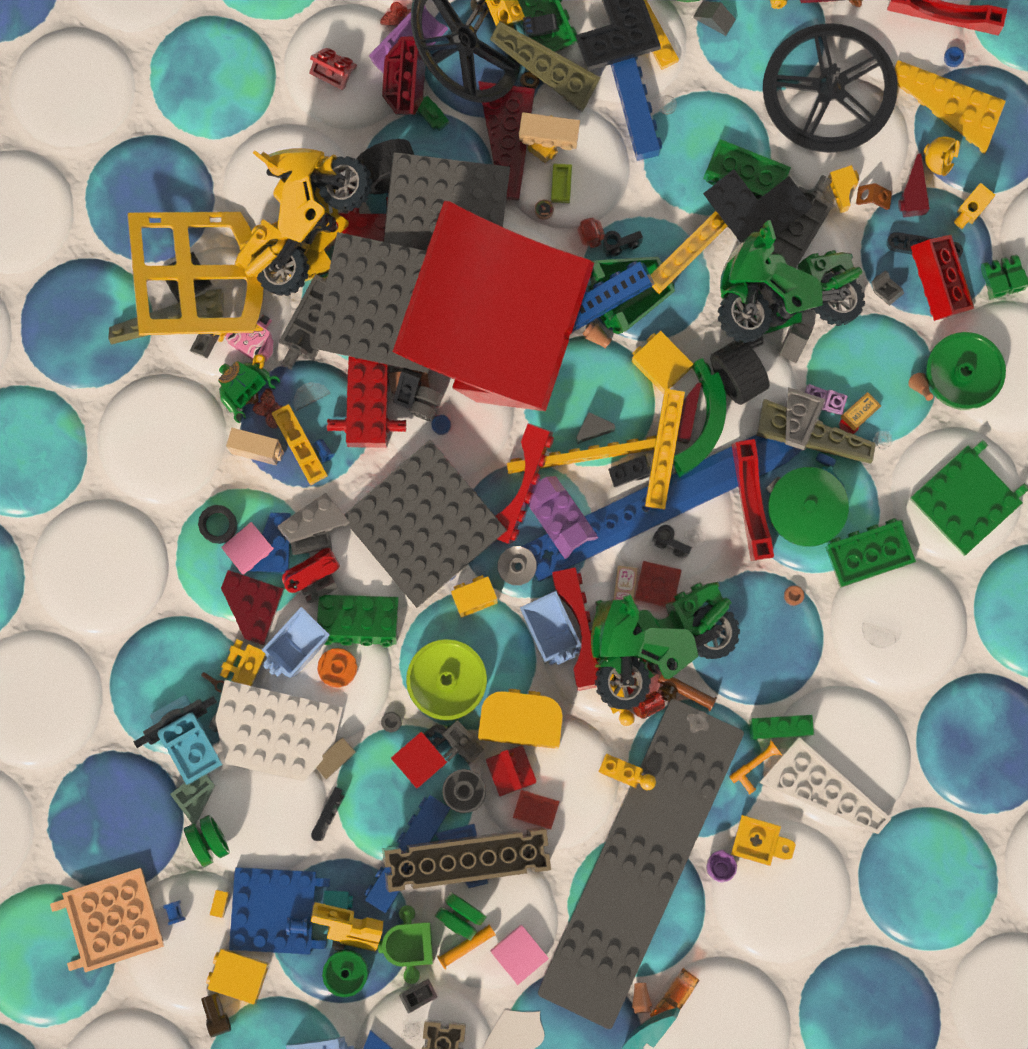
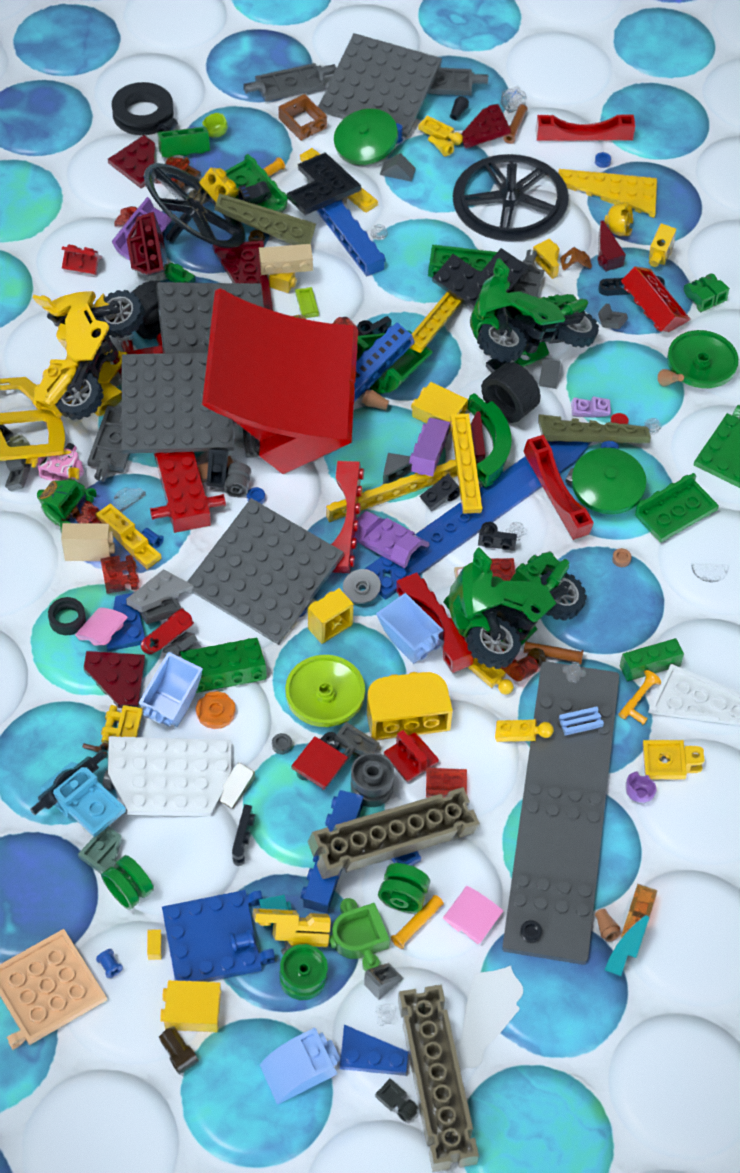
camera: 20 degrees left, 25 degrees down
(274, 486) = (113, 575): none -> clear red plate
(567, 988) = (531, 931): none -> black tile
(634, 418) = (429, 446): none -> medium lavender brick
(691, 780) = (580, 717): none -> light blue tile
(802, 417) = (576, 416): light grey wing -> none
(860, 411) = (625, 407): tile -> none

